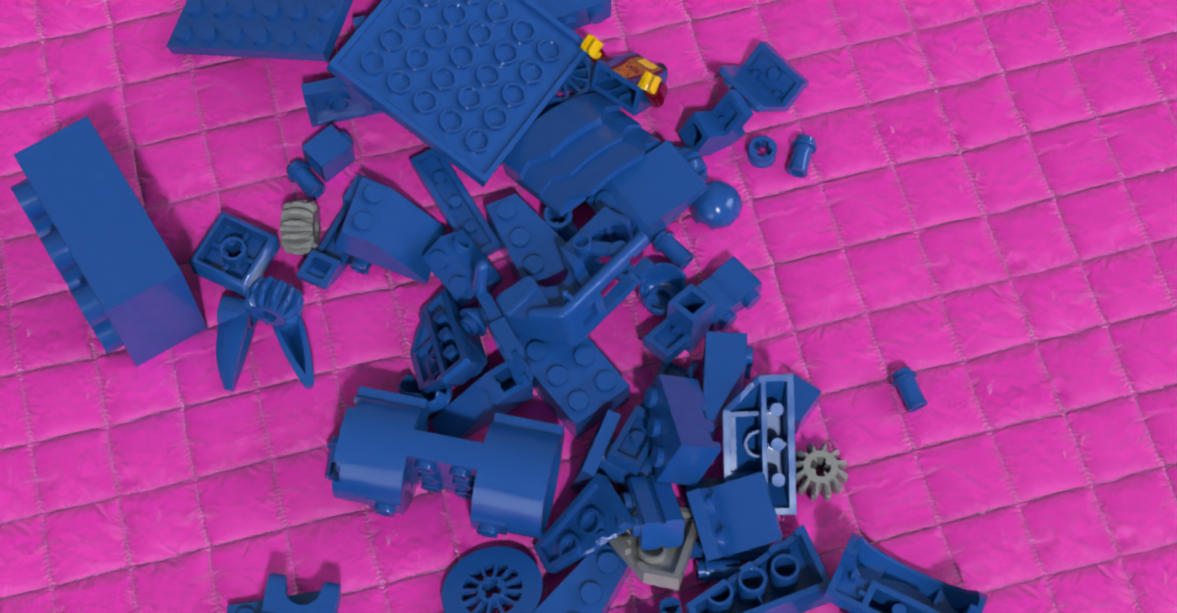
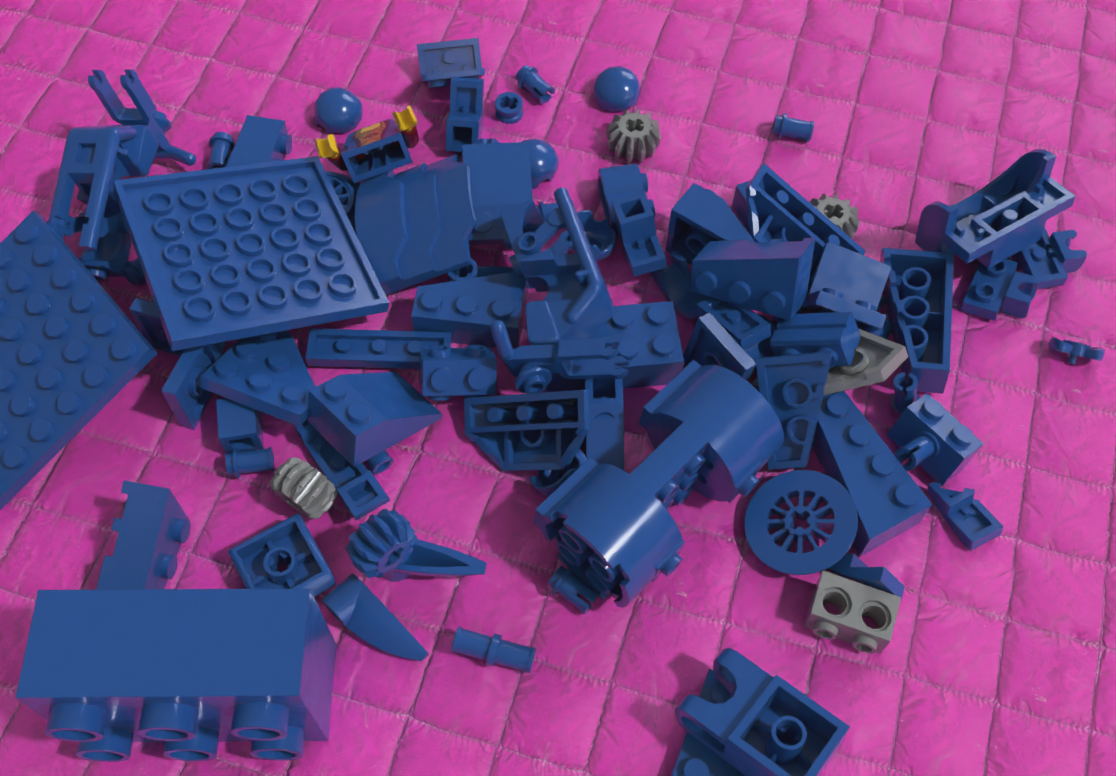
camera: 60 degrees left, 5 degrees down
(188, 162) = (146, 540): none -> blue wedge
(259, 431) = (493, 649): none -> blue pin
(368, 143) = (263, 375): none -> blue plate
(661, 29) = (337, 110): none -> blue hair
(811, 264) = (633, 136): none -> light grey gear
(845, 223) = (616, 89): none -> blue hair

